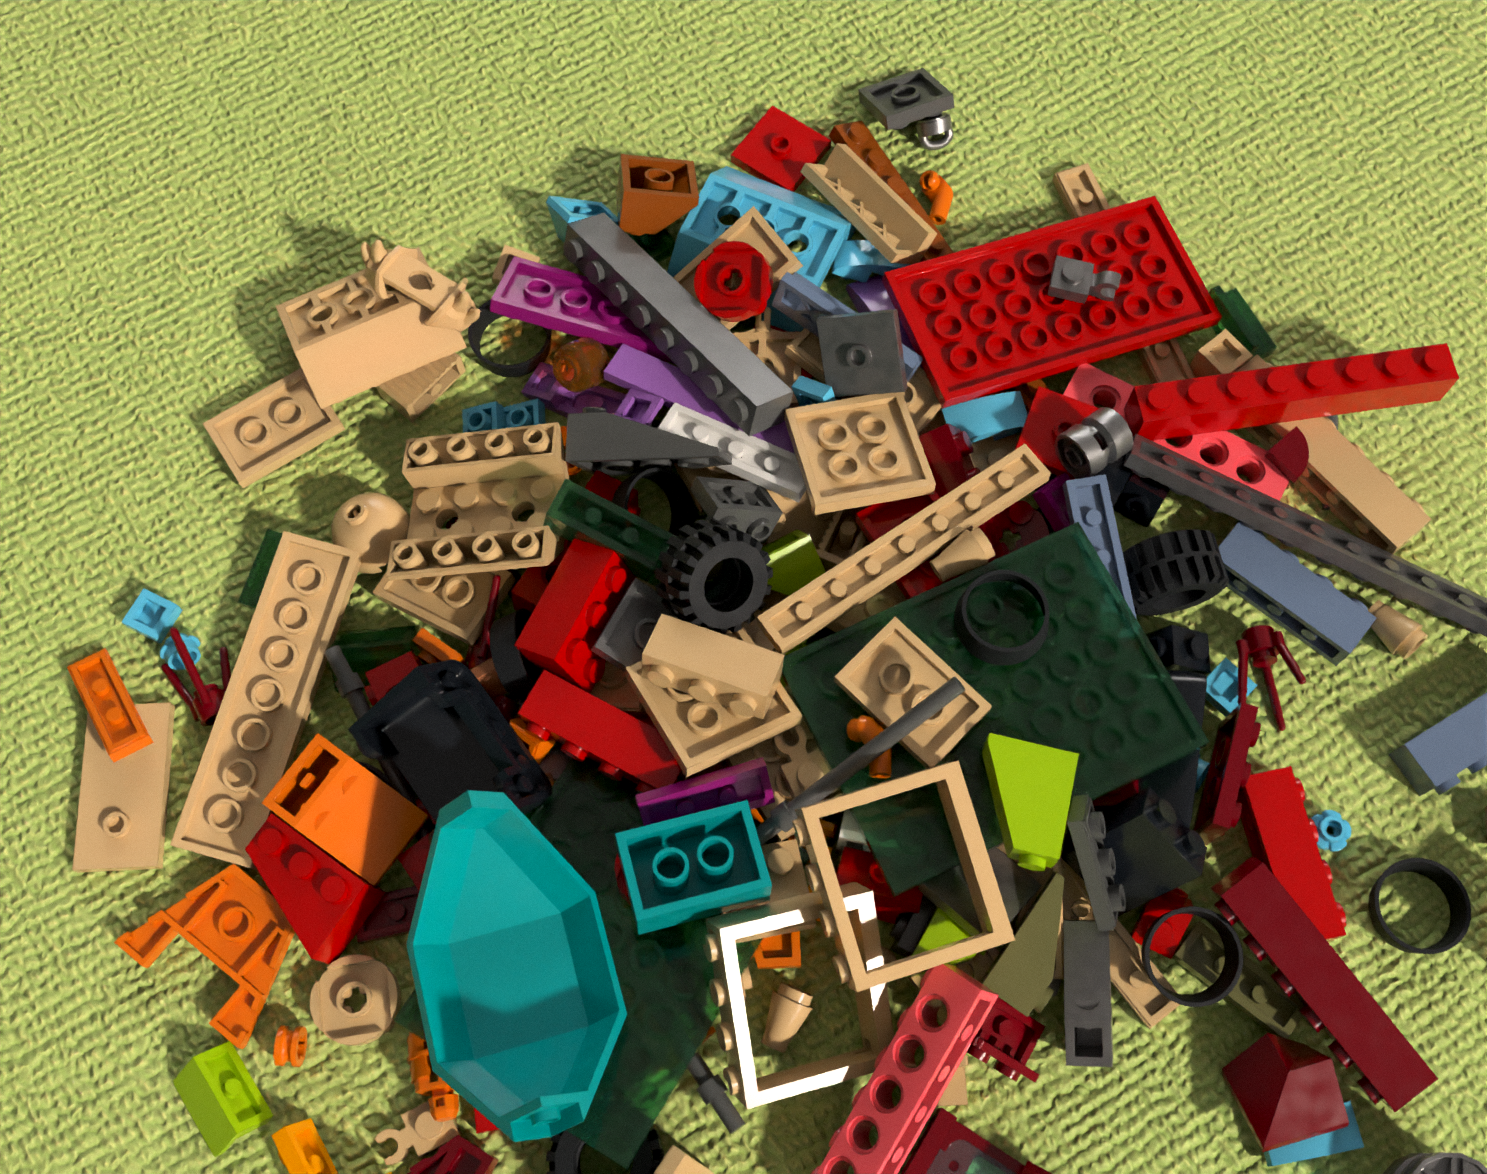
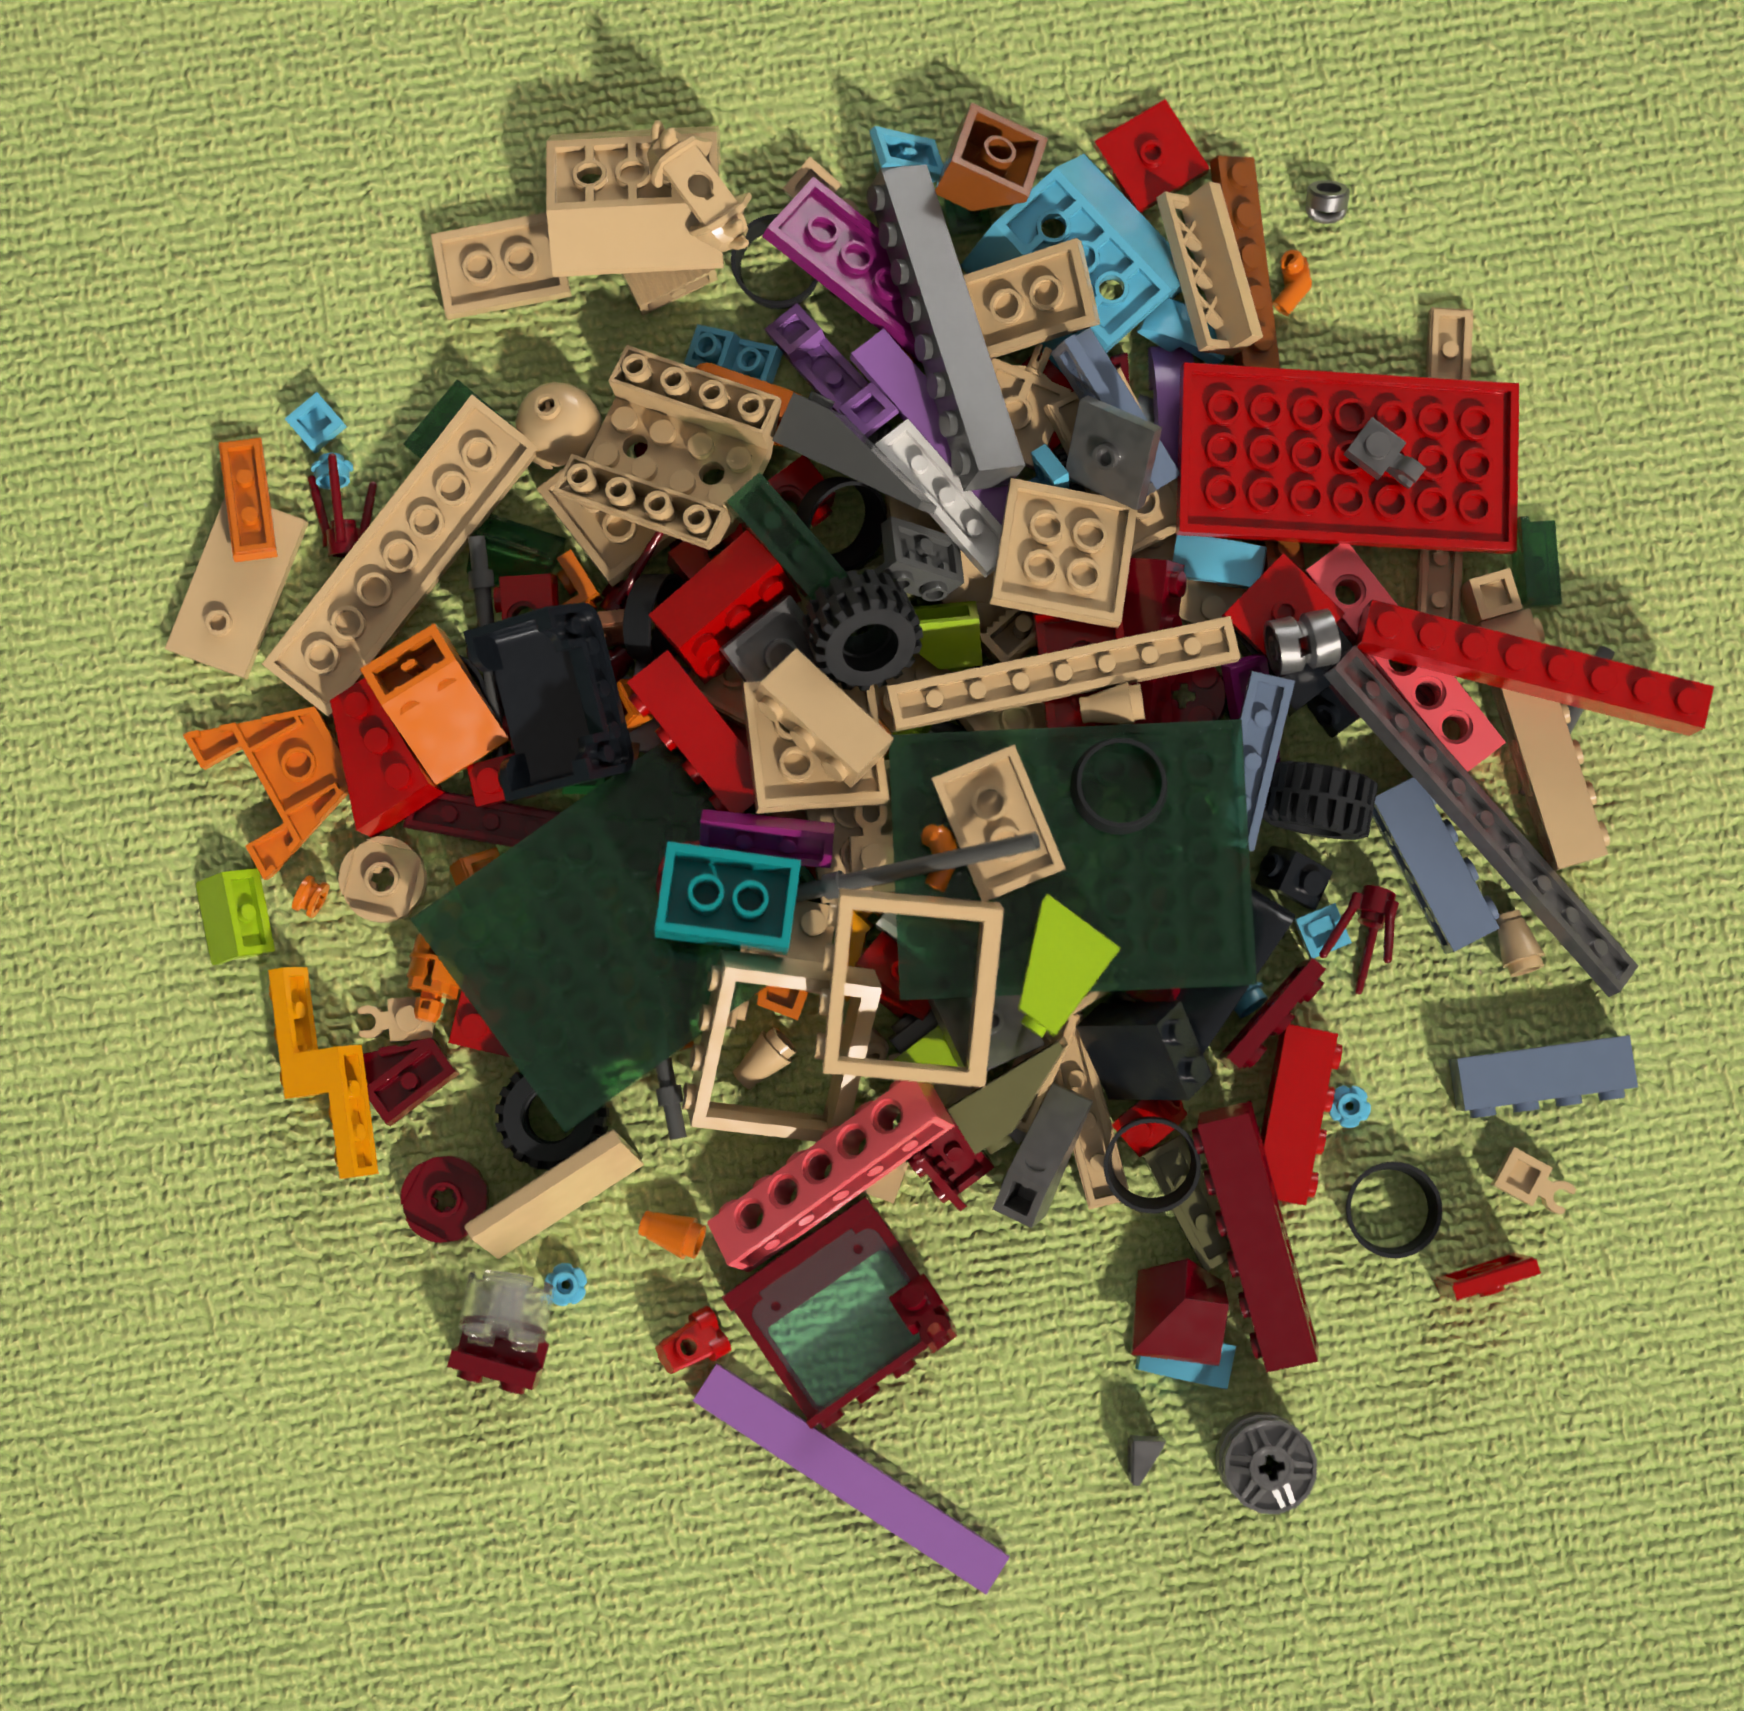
camera: 25 degrees right, 15 degrees up
(512, 970) = (530, 922): teal panel -> none
(580, 364) = (832, 332): clear orange head -> none
(749, 297) = (1045, 317): red plate -> none
(906, 99) = (1310, 154): dark grey plate -> none
(1096, 862) = (1098, 1047): dark grey tile -> none
(1290, 454) = (1502, 730): dark red tile -> none

